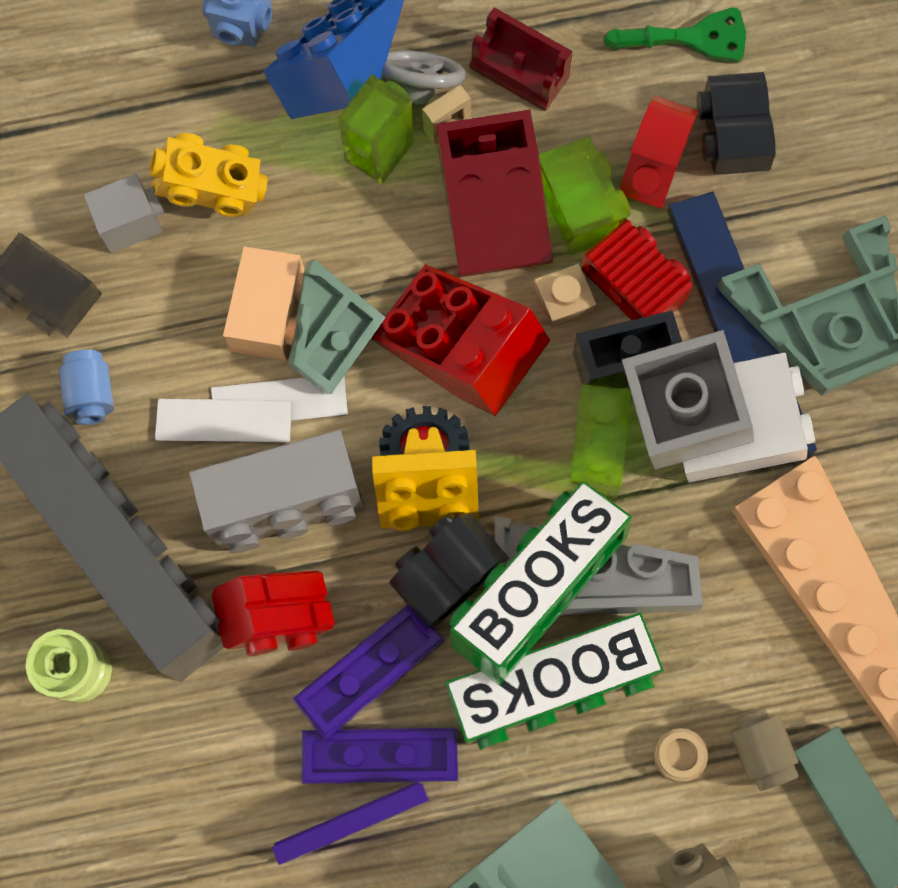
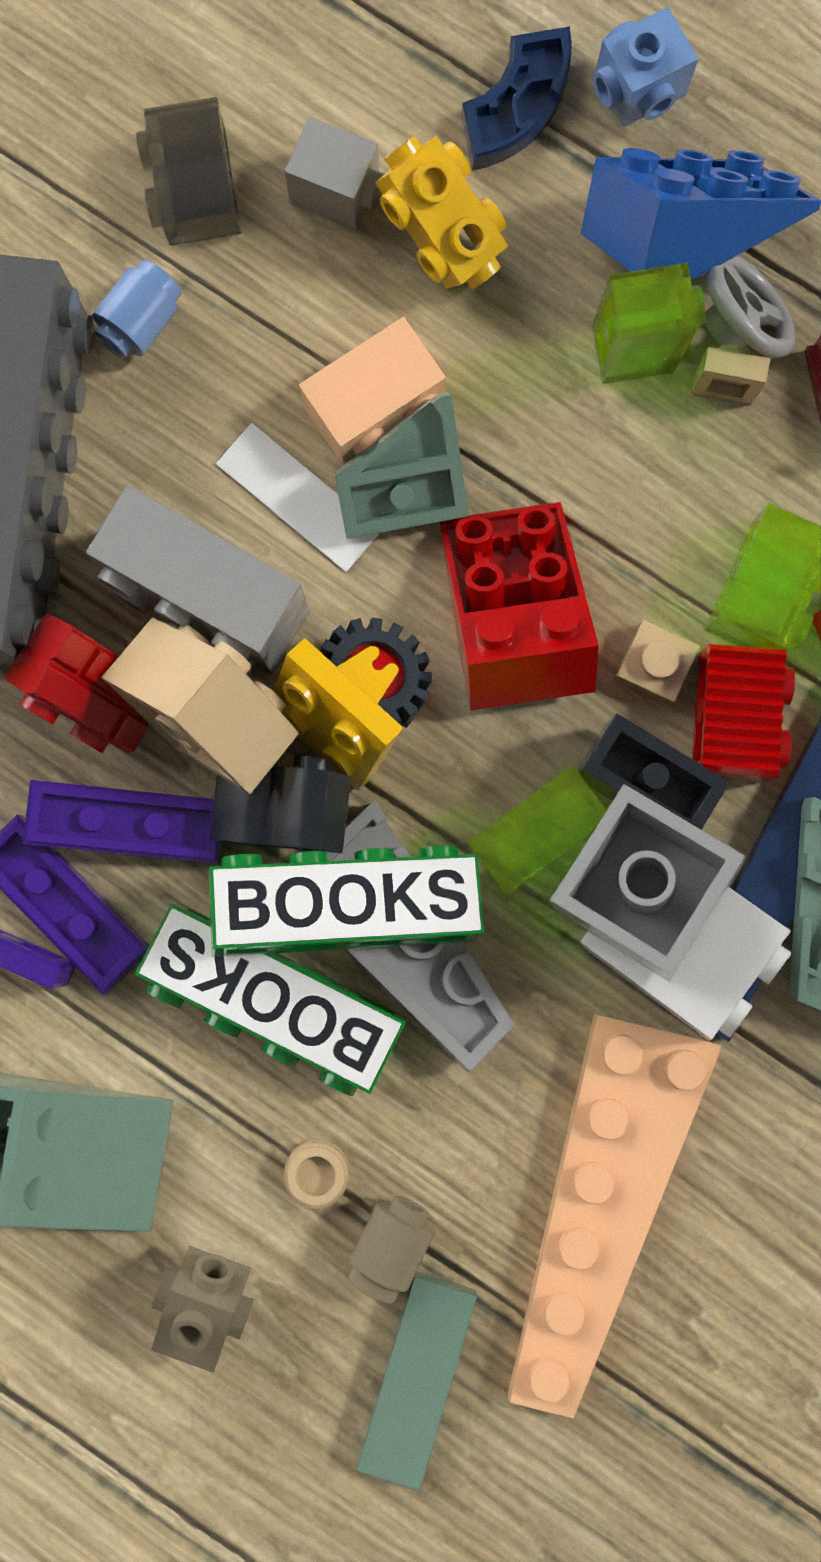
camera: 40 degrees right, 10 degrees up
(187, 83) = (522, 100): none -> dark blue tile
(223, 420) = (231, 465): white sticker -> none
(350, 551) = (203, 702): none -> tan brick
(494, 193) = (691, 497): dark red slope -> none

